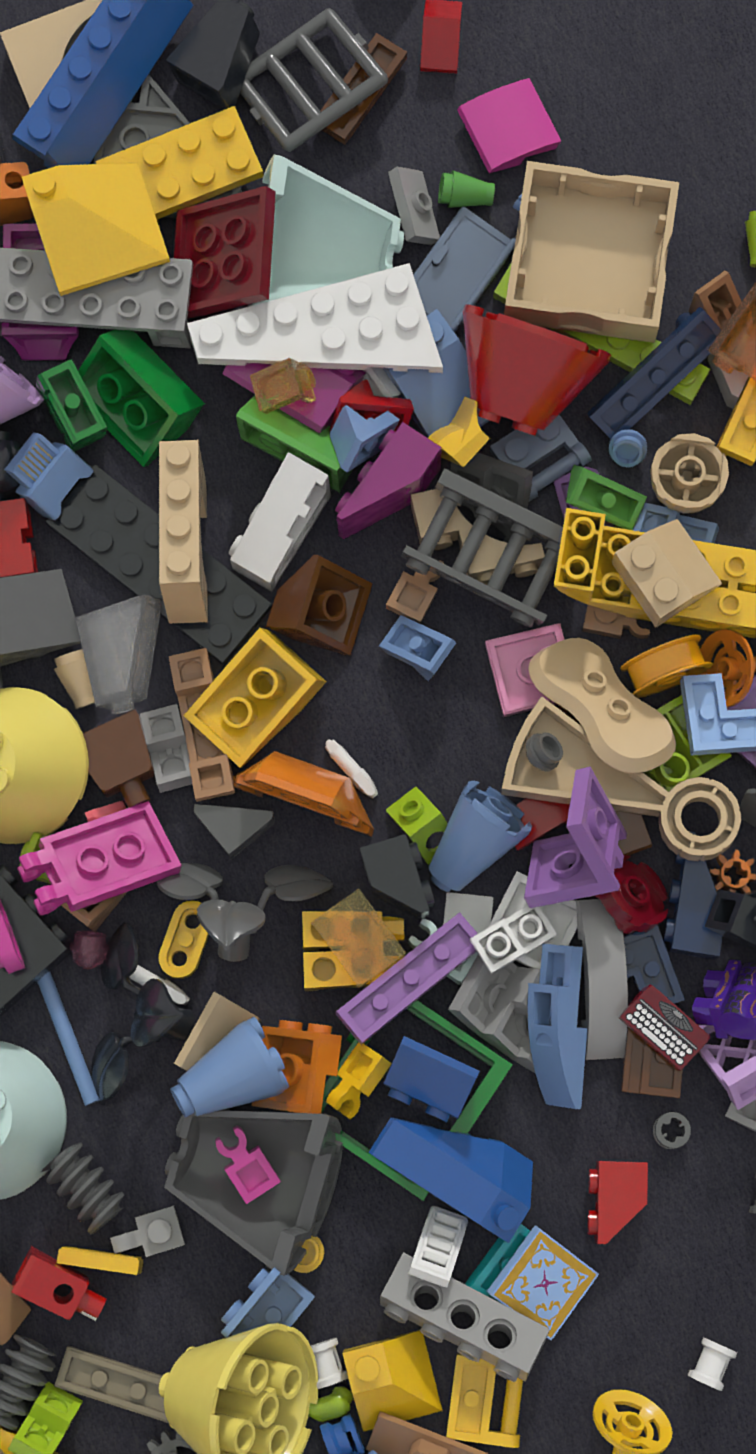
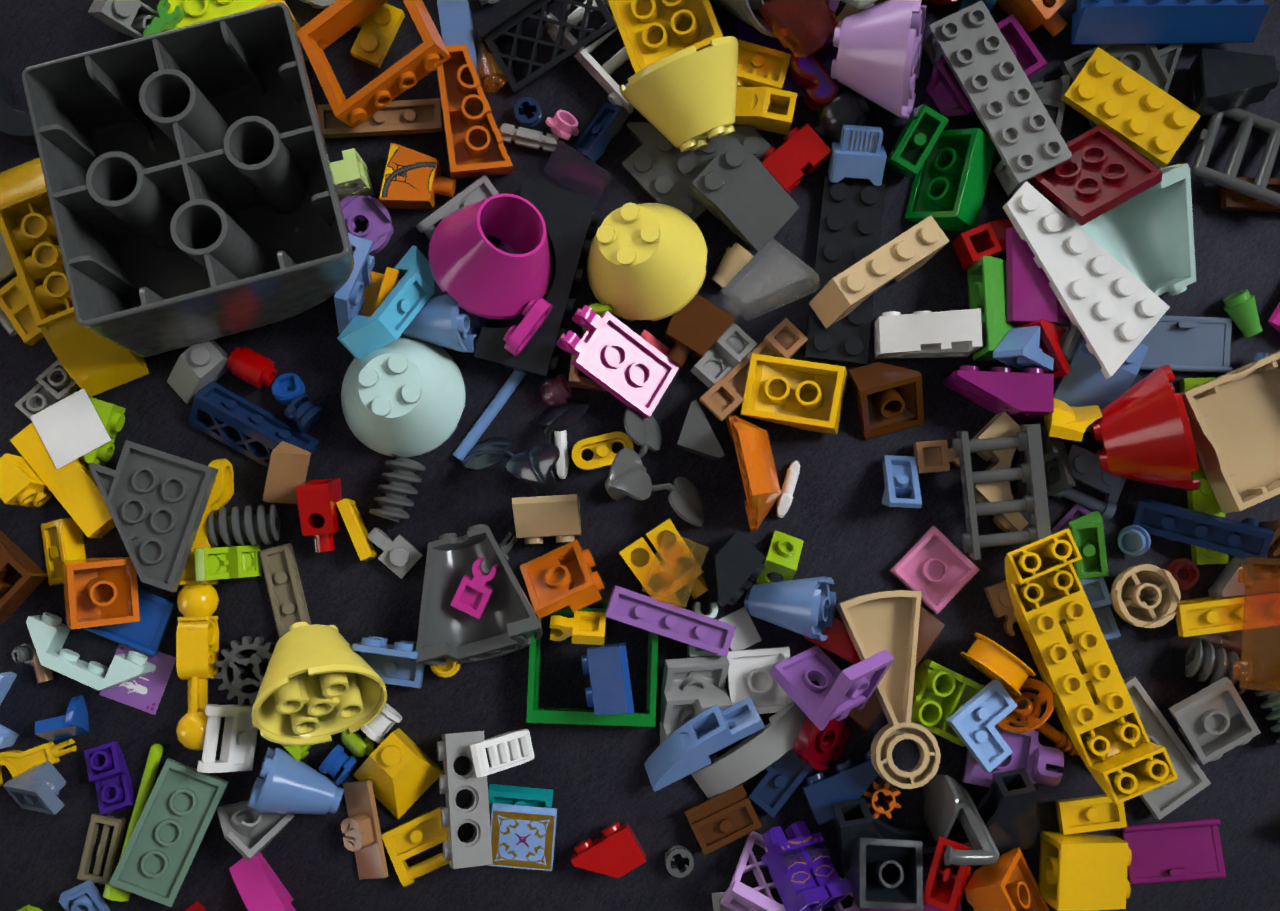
camera: 50 degrees right, 5 degrees up
(94, 223) = (1055, 72): yellow slope -> none
(220, 406) = (982, 241): none -> red slope
(232, 1073) = (529, 541): medium blue cone -> none
(283, 385) = (1026, 274): clear yellow bracket -> none
(414, 205) = (1210, 284): light grey plate -> none
(465, 1171) = (563, 746): blue wedge -> none
(513, 938) = (741, 674): white slope -> none
(544, 751) = (884, 616): dark grey plate -> none
(616, 722) = (936, 655): tan plate -> none
(664, 1027) = (746, 816): slope -> none
(665, 571) = (1066, 624): tan slope -> none
(694, 410) = (1191, 572): none -> clear red plate

